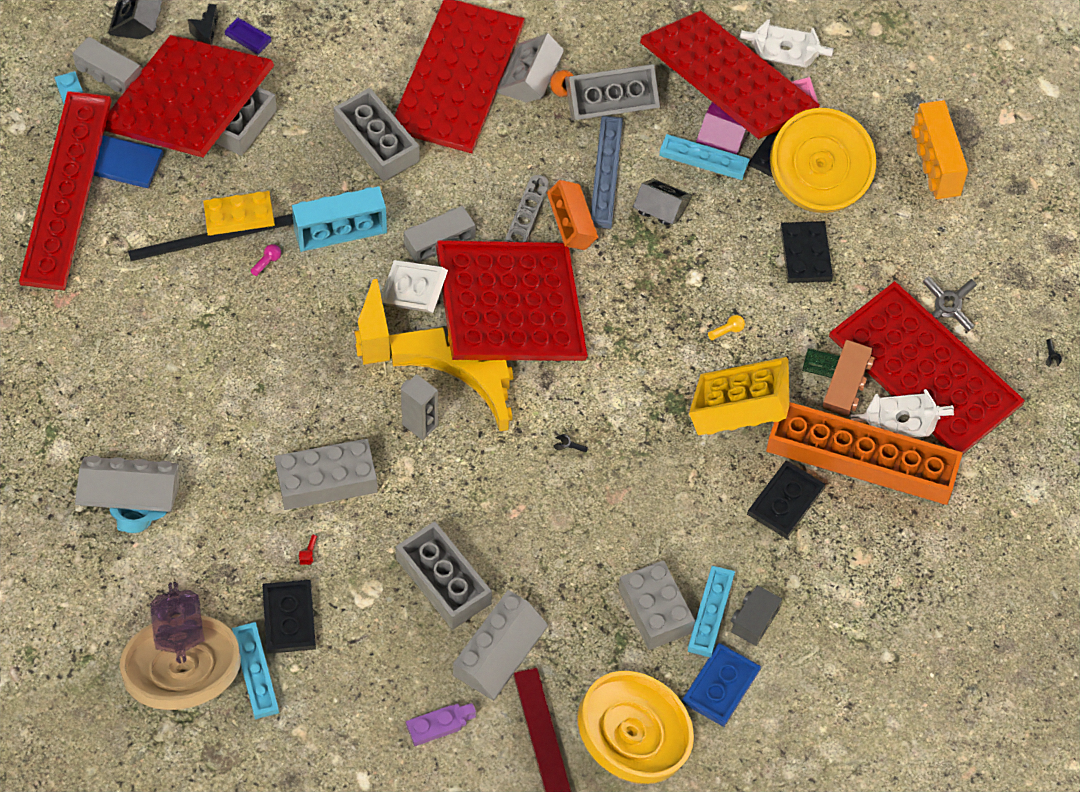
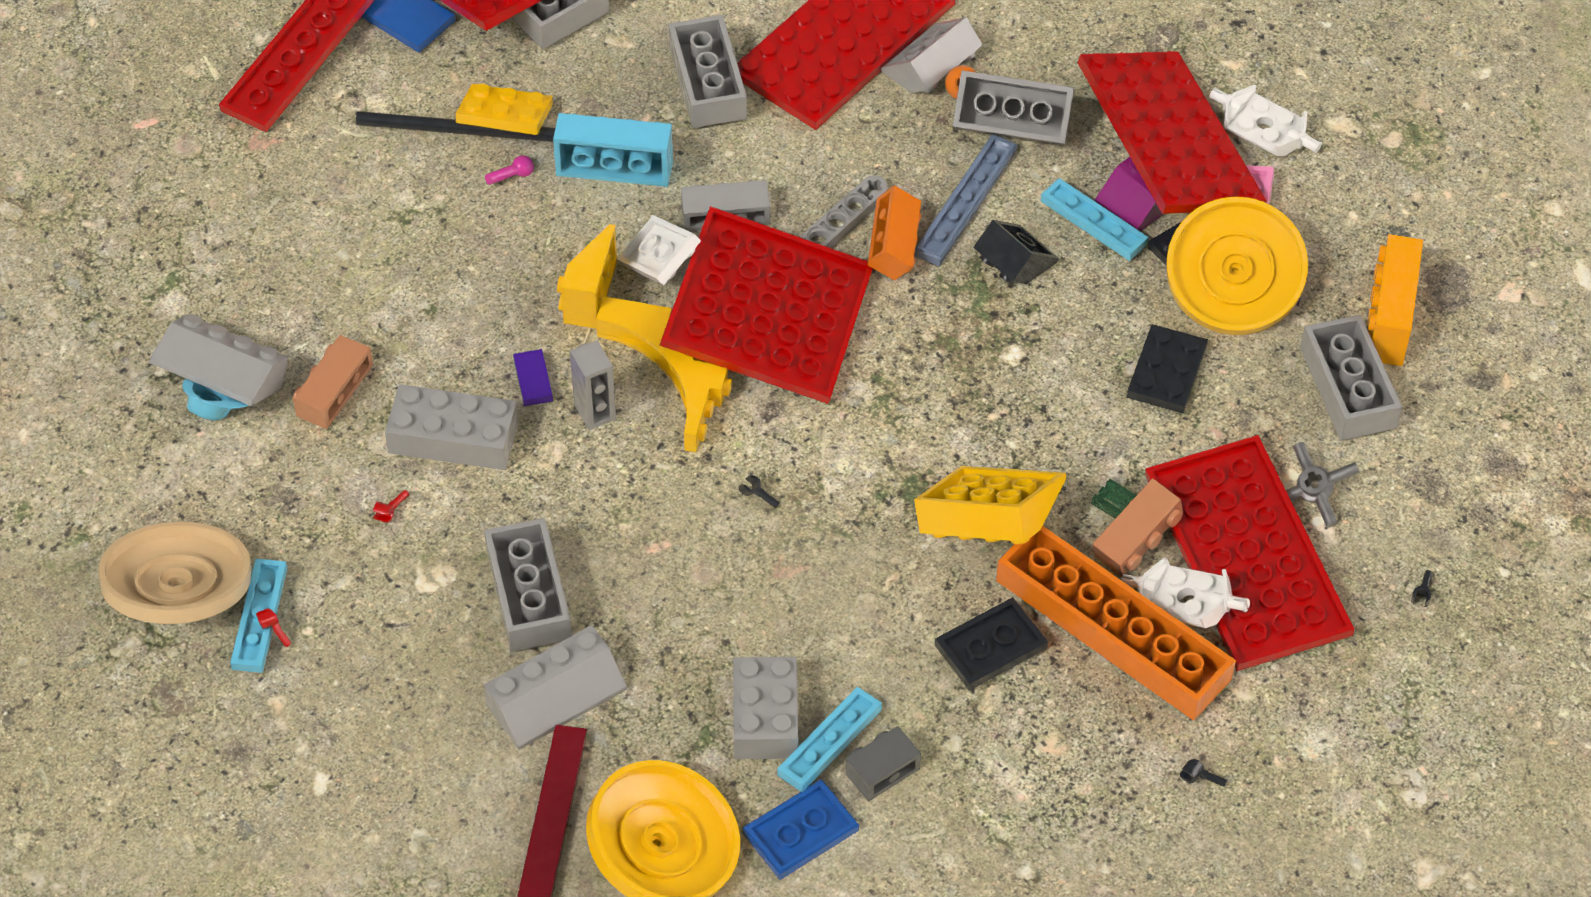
camera: 25 degrees right, 5 degrees down
(180, 632) = (190, 539): plate -> none
(217, 470) = (332, 381): none -> nougat brick
(266, 671) = (269, 618): none -> red hand
(288, 616) = (328, 569): black plate -> none
(363, 414) = (533, 377): none -> dark purple tile
(439, 723) = (440, 750): medium lavender hinge -> none
(735, 324) = (1034, 422): yellow bar -> none
(936, 216) = (1350, 377): none -> light grey brick
(964, 541) = (1195, 769): none -> black hand

